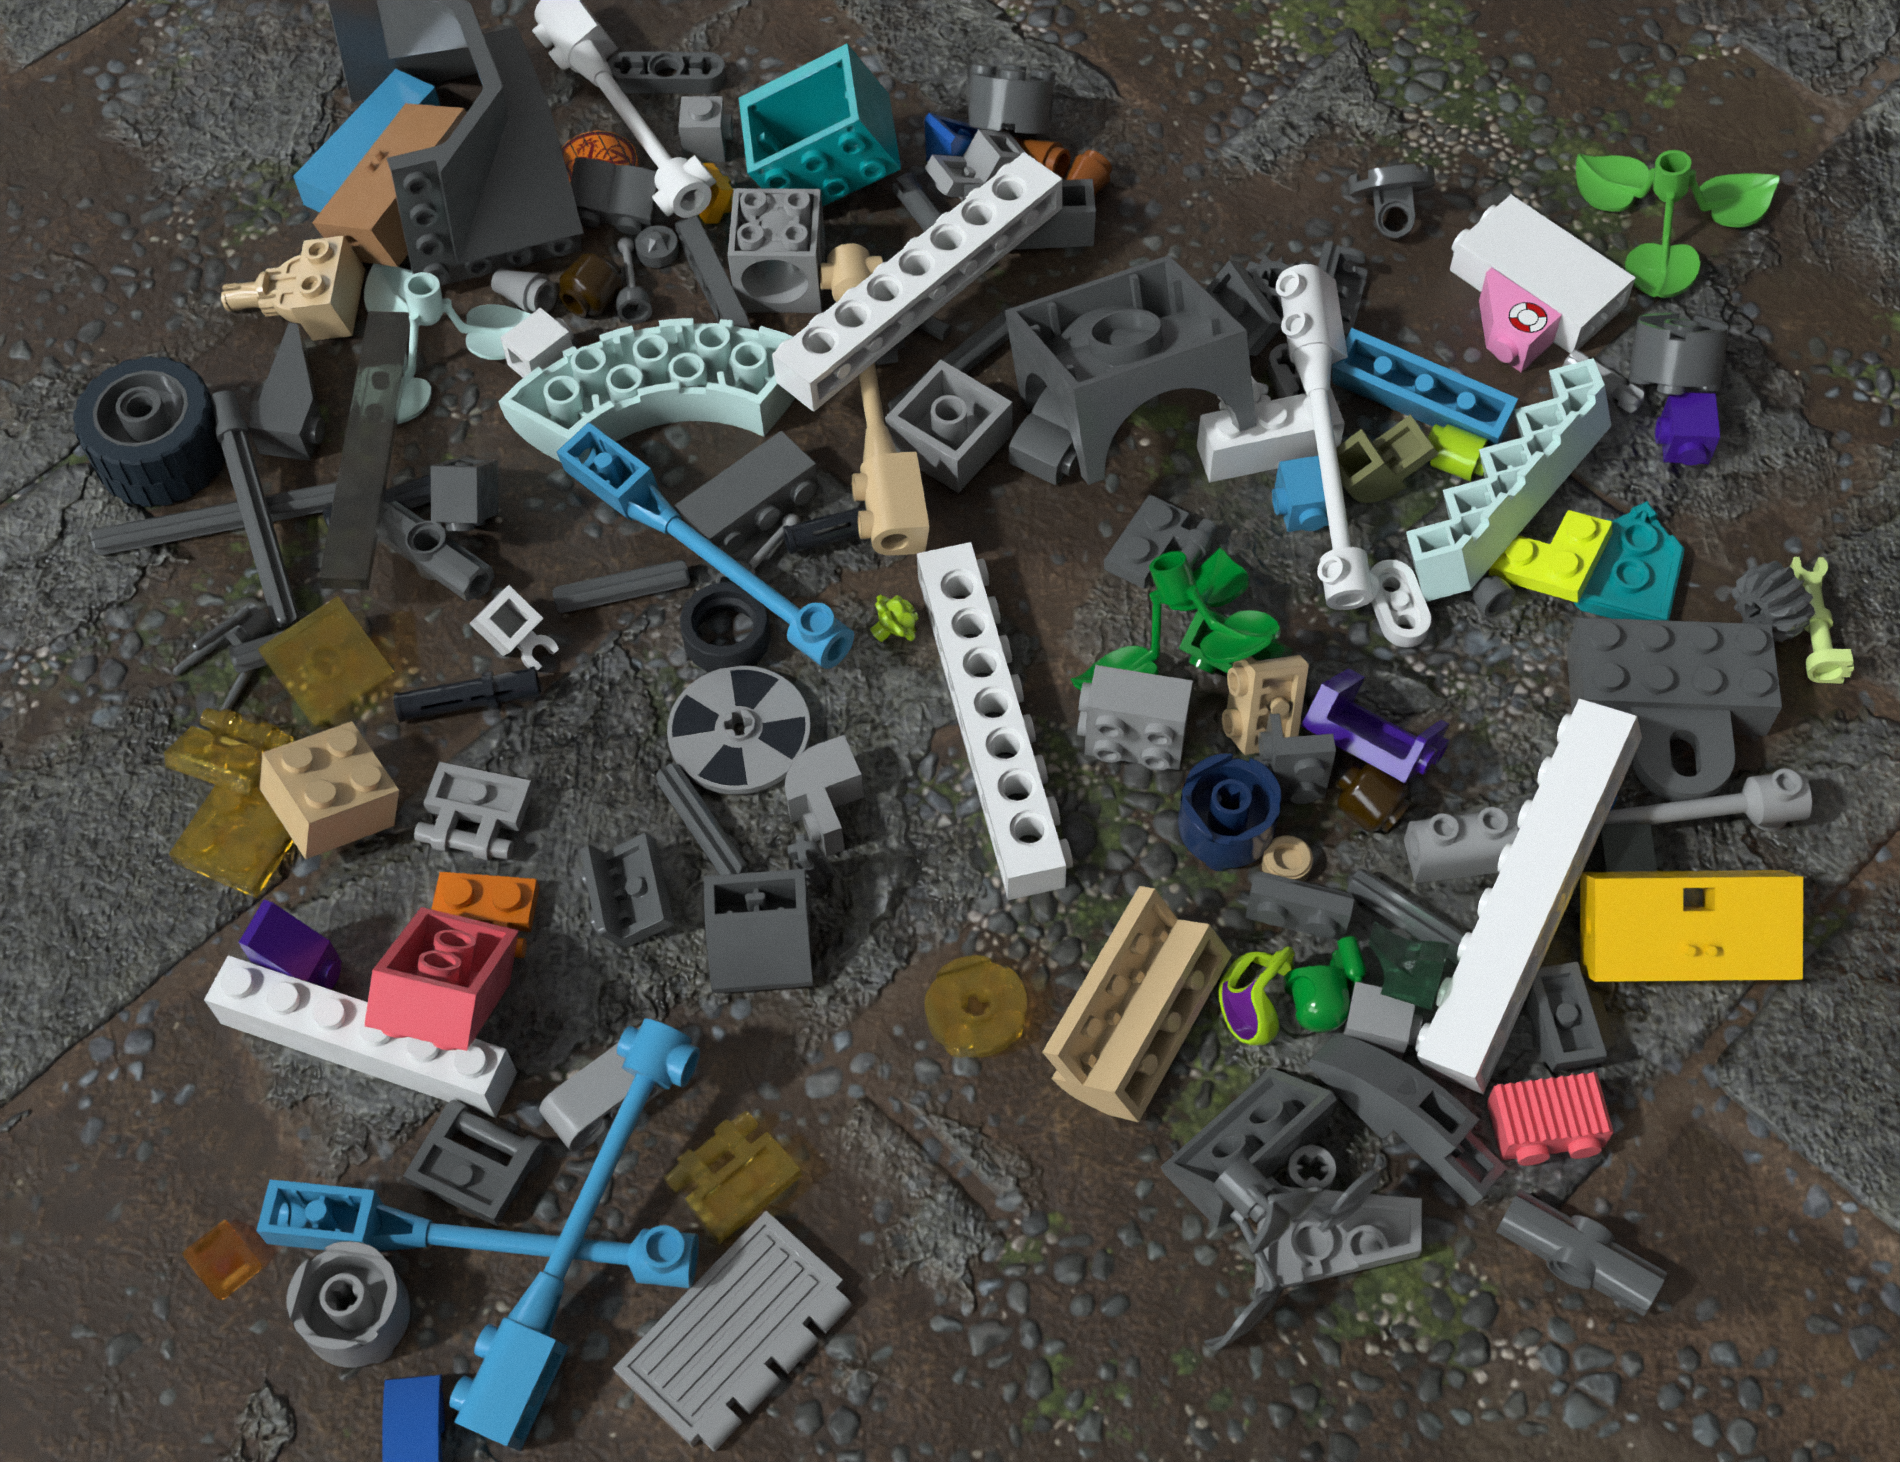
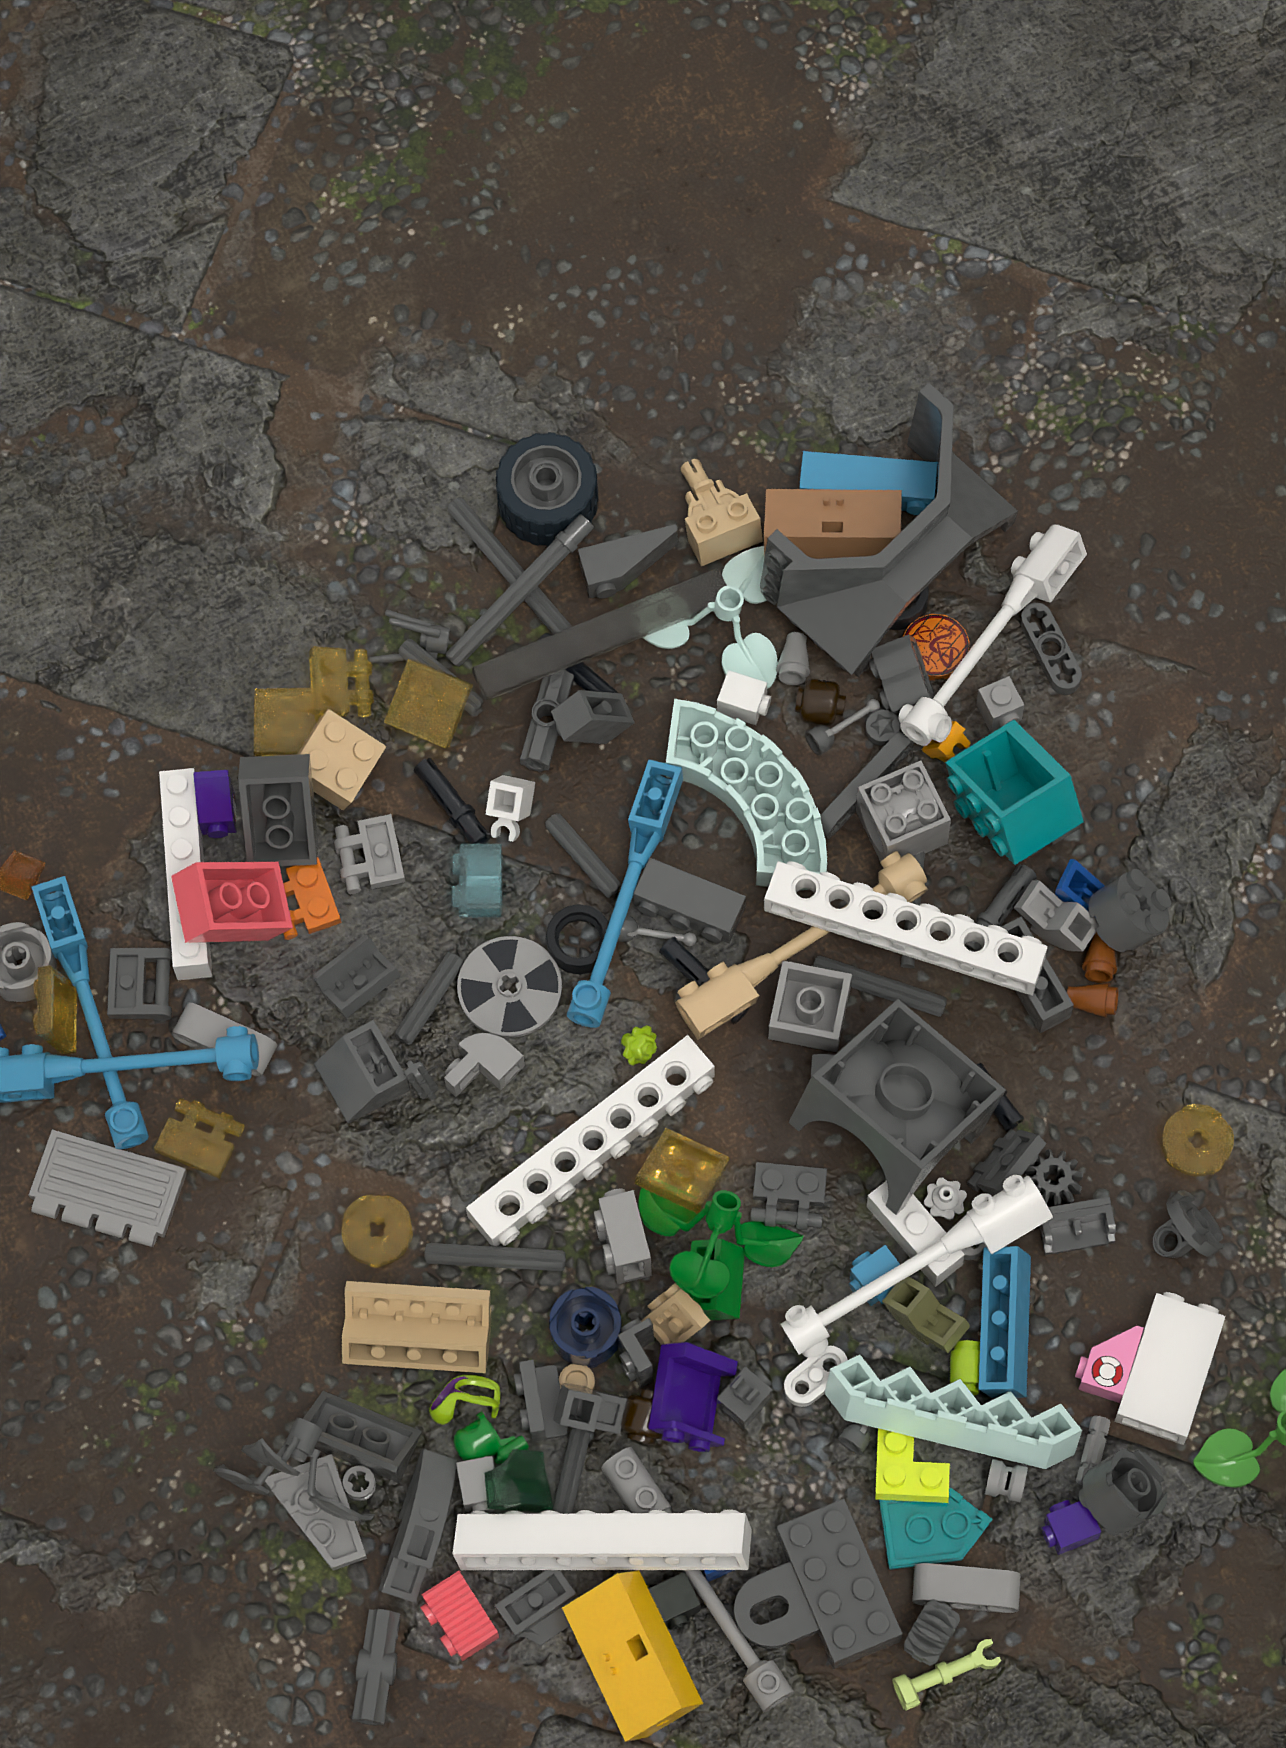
camera: 65 degrees right, 10 degrees up
(354, 867) = (278, 809): none -> dark grey brick
(435, 1275) = (55, 1009): none -> clear yellow plate
(586, 702) = (479, 880): none -> clear light blue brick
(1079, 632) = (682, 1170): none -> clear yellow plate
(1079, 886) = (495, 1257): none -> dark grey axle
(1286, 176) = (1214, 1129): none -> clear yellow plate
(1340, 848) = (589, 1409): none -> dark grey brick
(1395, 681) = (745, 1396): none -> dark grey brick
(1605, 472) = (998, 1477): none -> light grey wheel
(1723, 556) = (967, 1587): none -> light grey beam

